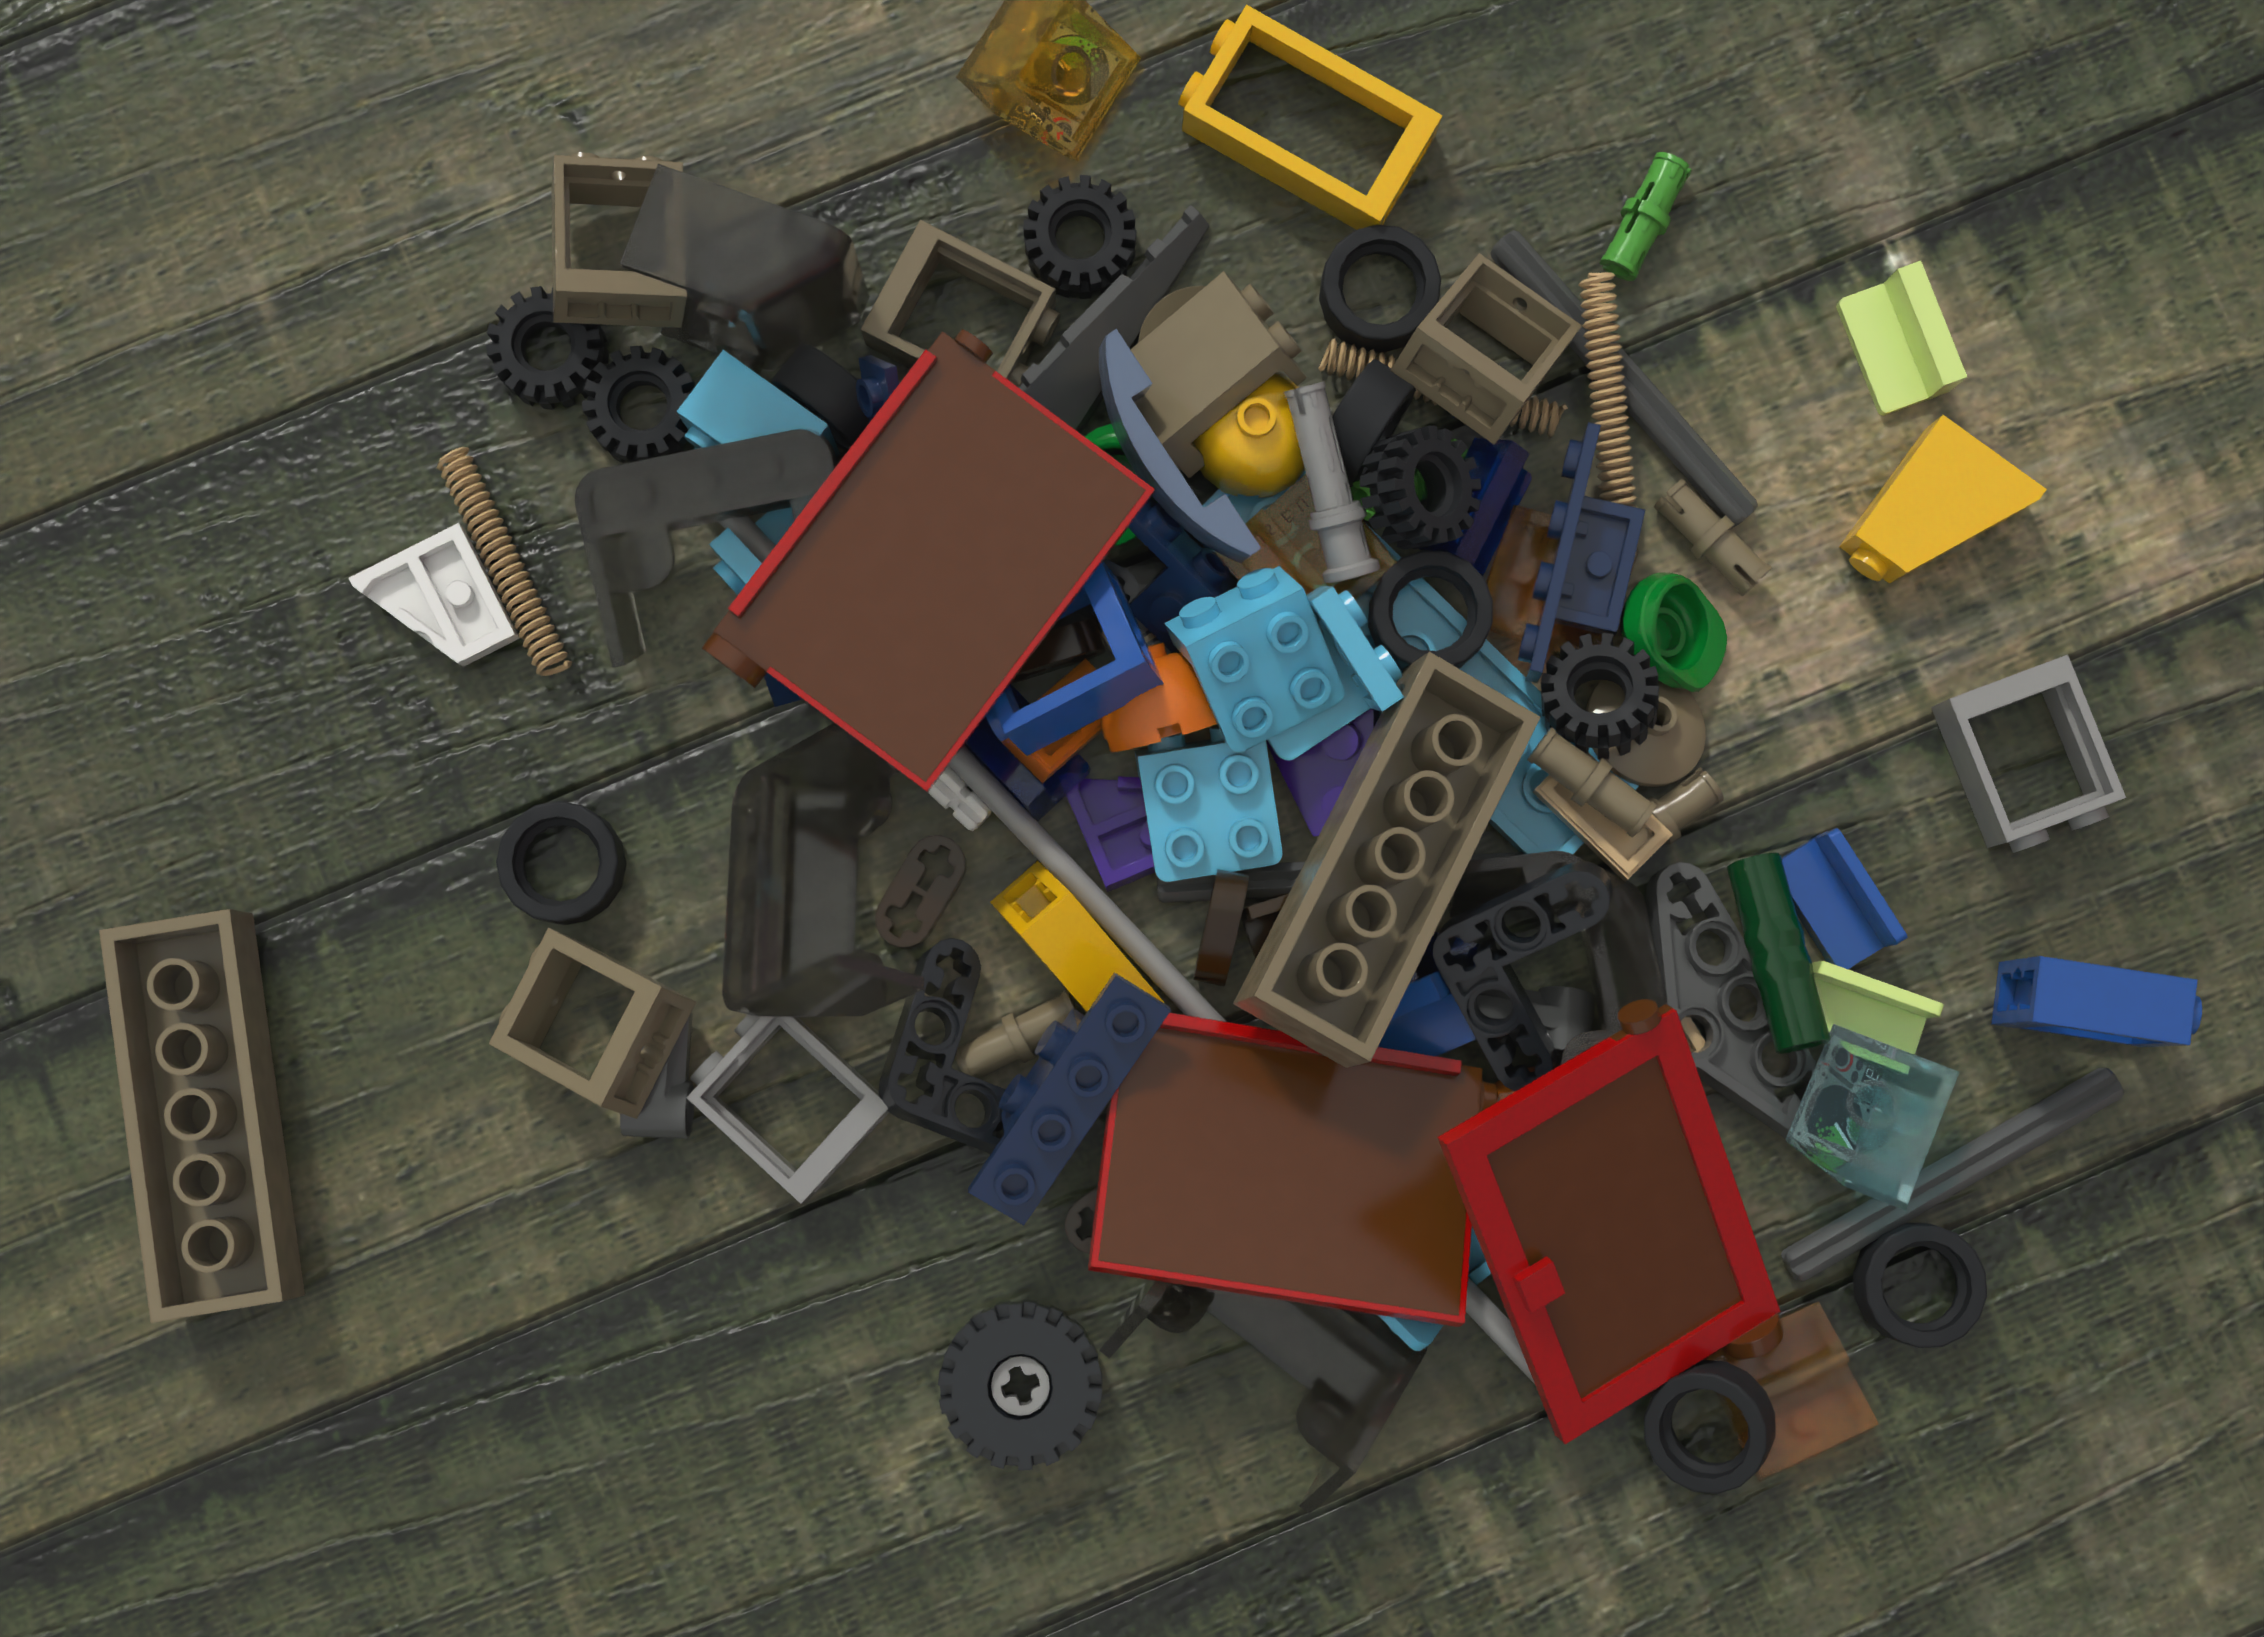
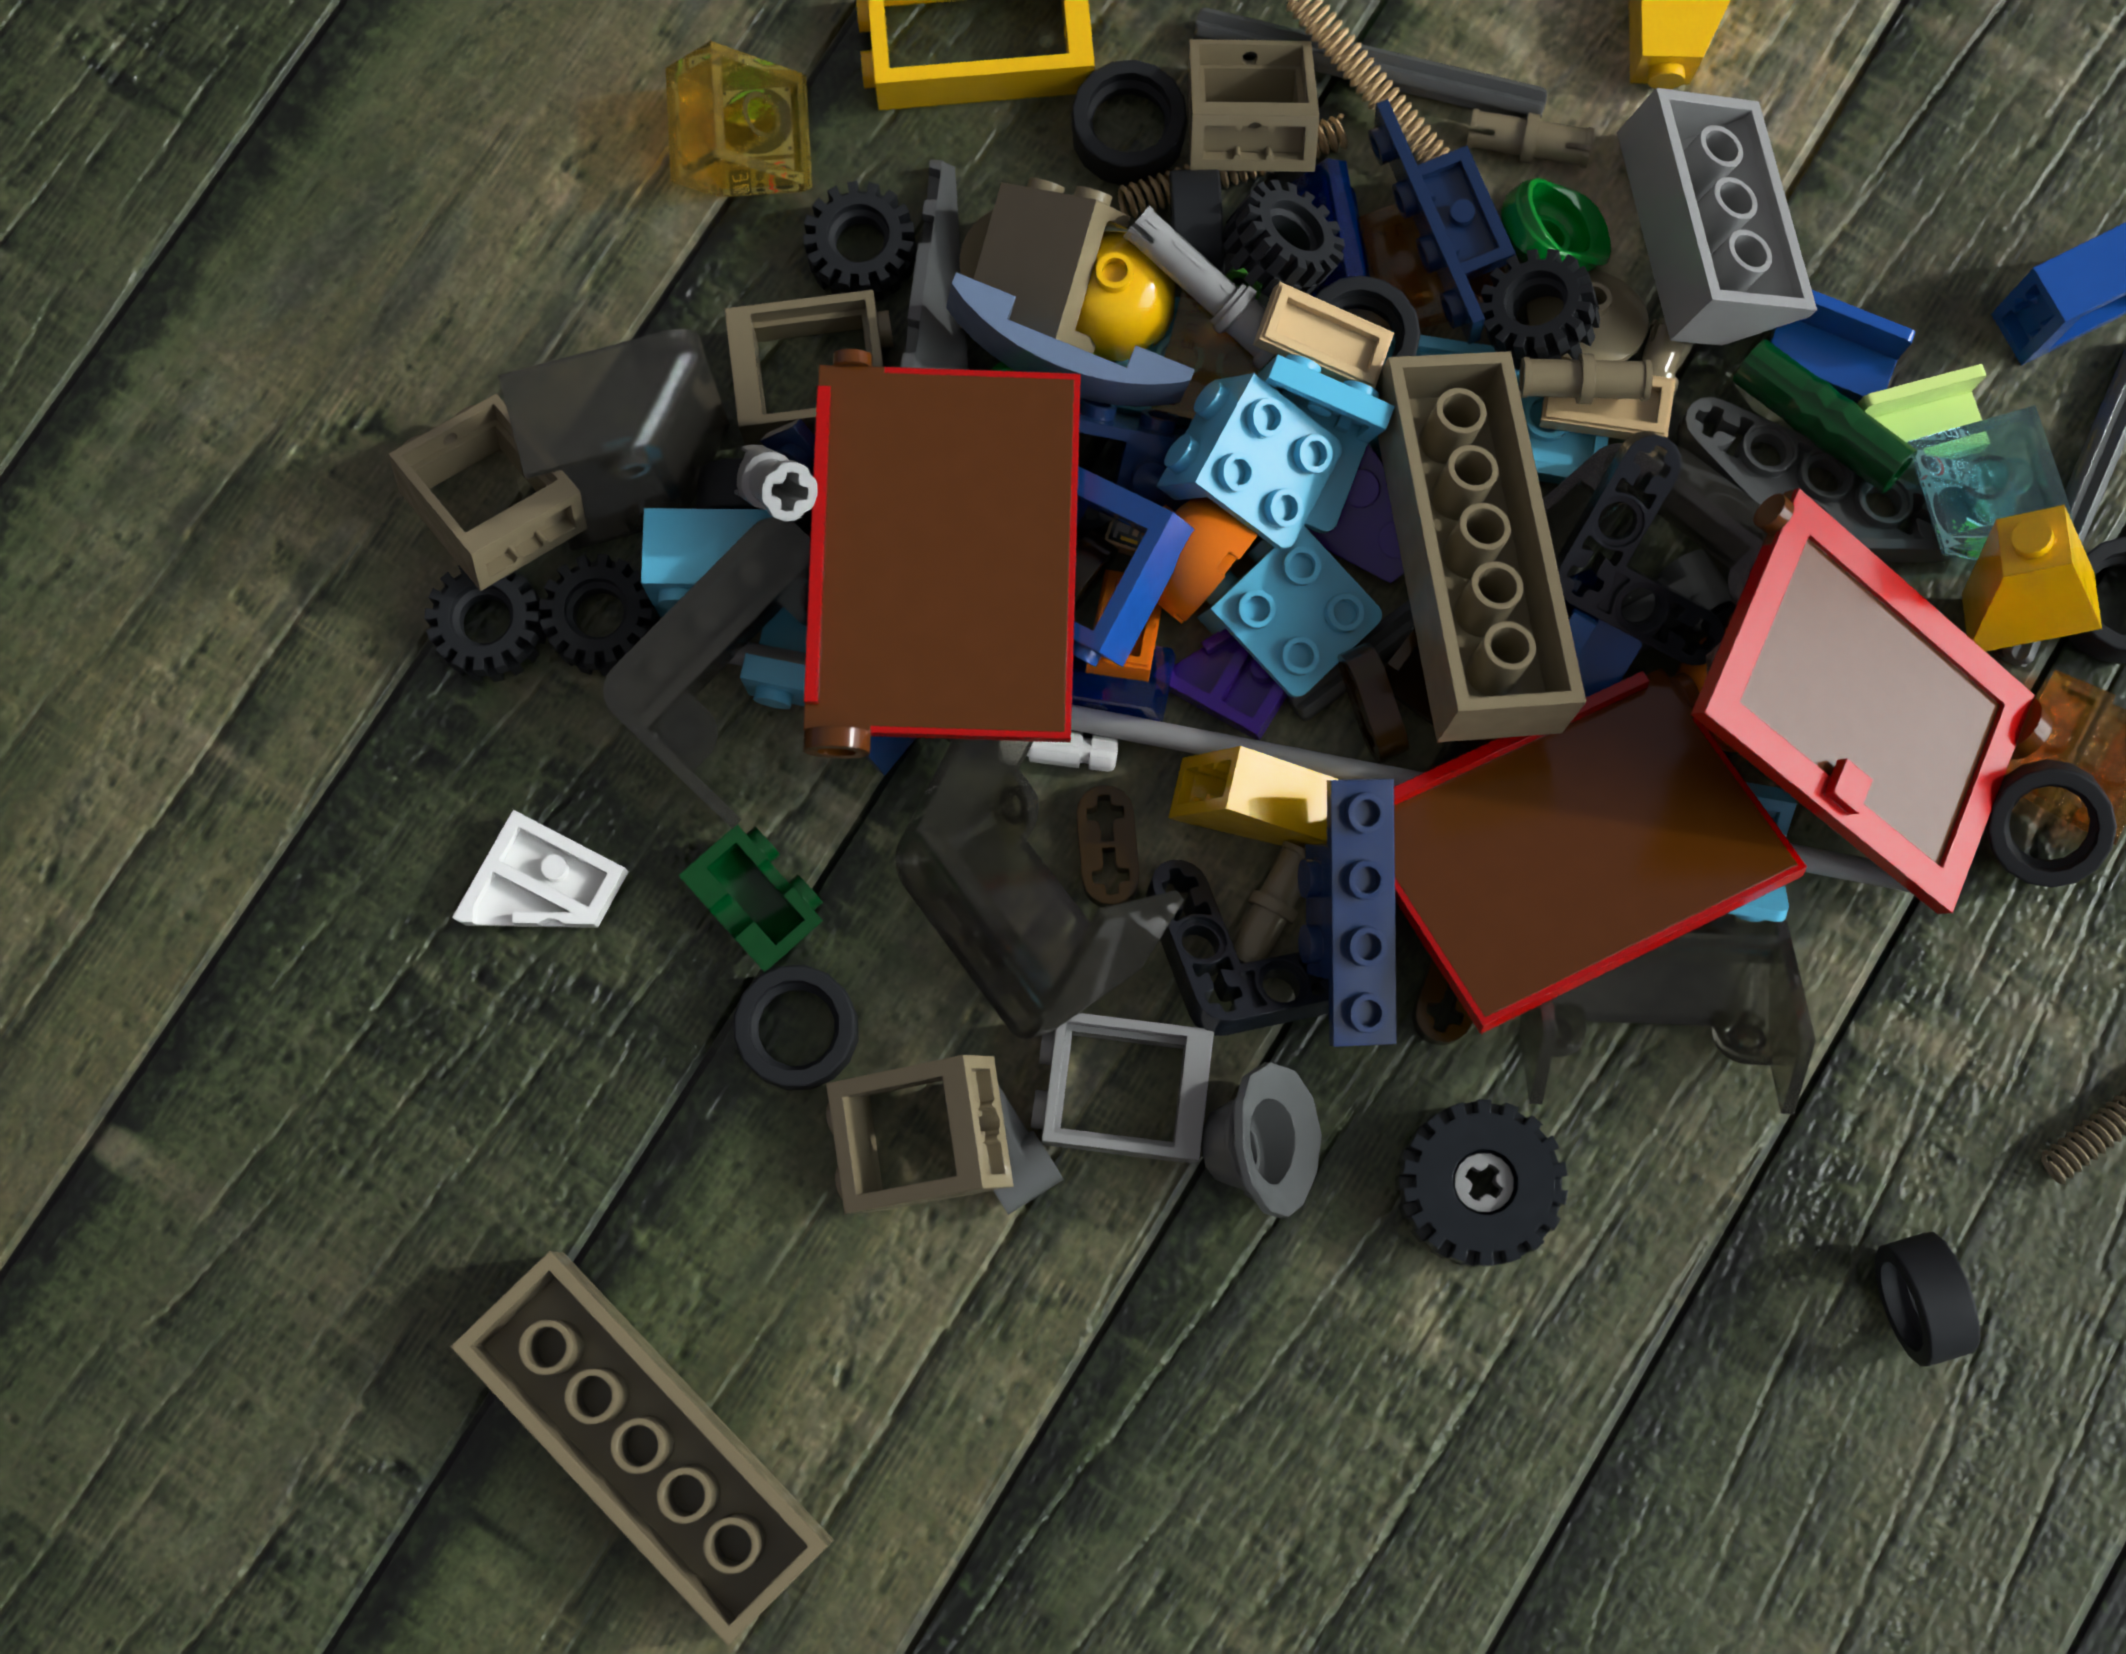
camera: 30 degrees left, 5 degrees down
(474, 490) = (505, 776): tan piece -> none
(601, 731) = (752, 896): none -> dark green cylinder
(834, 406) = (775, 483): none -> light grey piece
(870, 1227) = (1266, 1140): none -> dark grey hat
(1391, 595) = (1329, 336): none -> tan tile
(1812, 718) = (1714, 217): none -> light grey slope
(1840, 1222) = (2030, 582): none -> yellow slope
(2078, 735) = (1919, 94): light grey window -> none

